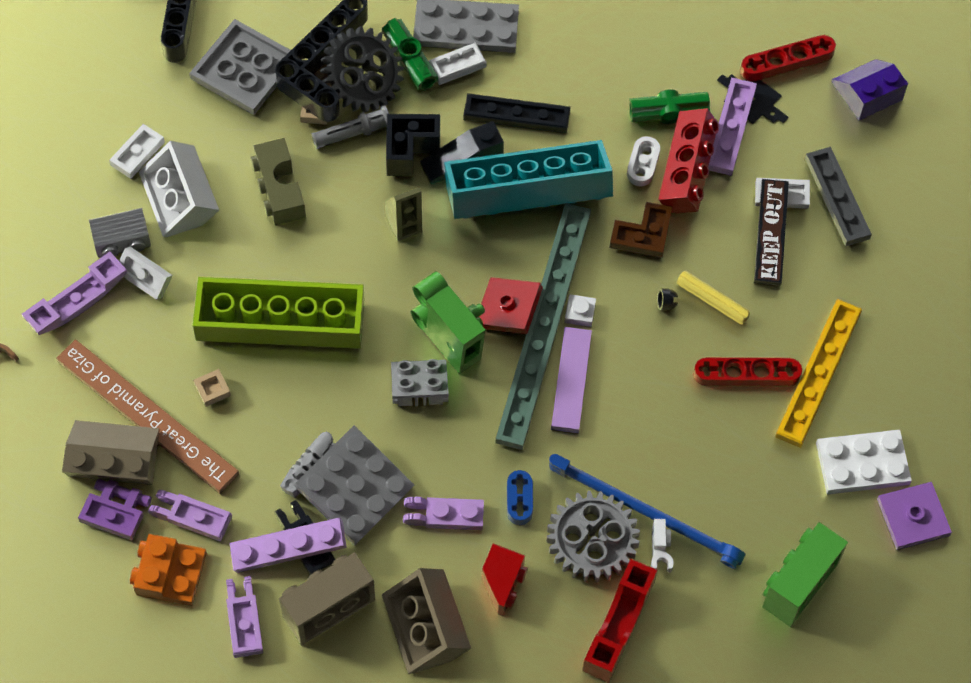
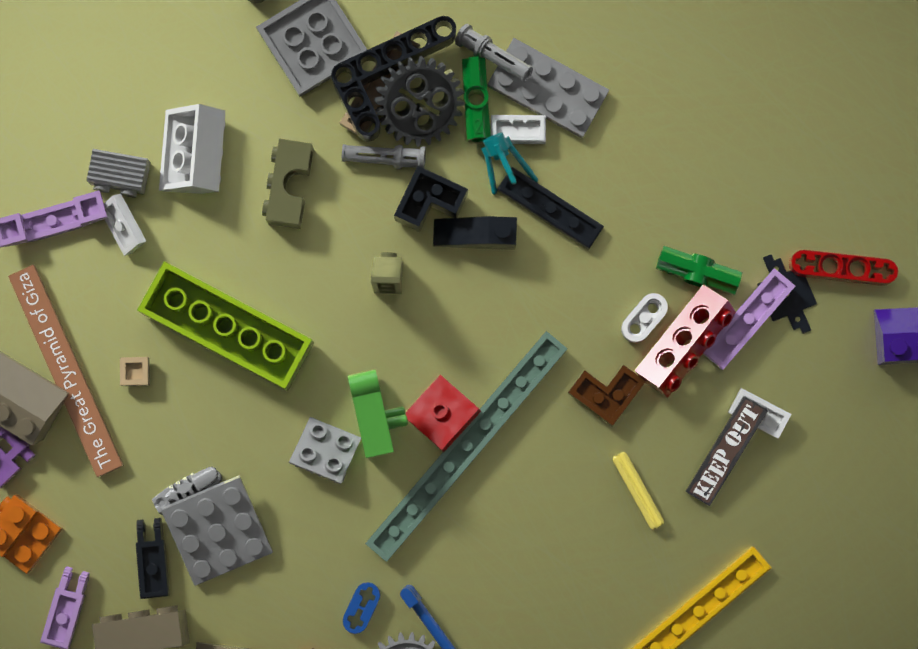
camera: 25 degrees right, 20 degrees up
(137, 151) = (171, 89): white plate -> none
(192, 515) = (63, 490): lavender hinge -> none
(288, 545) = (131, 563): lavender plate -> none
(394, 9) = (484, 47): none -> light grey pin
(445, 513) = (290, 592): lavender hinge -> none
(448, 77) = (497, 147): none -> teal plant
(528, 179) = (521, 294): teal brick -> none
(571, 380) = (465, 512): lavender tile -> none
(580, 310) = (508, 445): white plate -> none
(665, 299) = (593, 473): black hinge -> none
(747, 367) = (632, 577): red beam -> none
(838, 196) = (811, 440): dark grey plate -> none

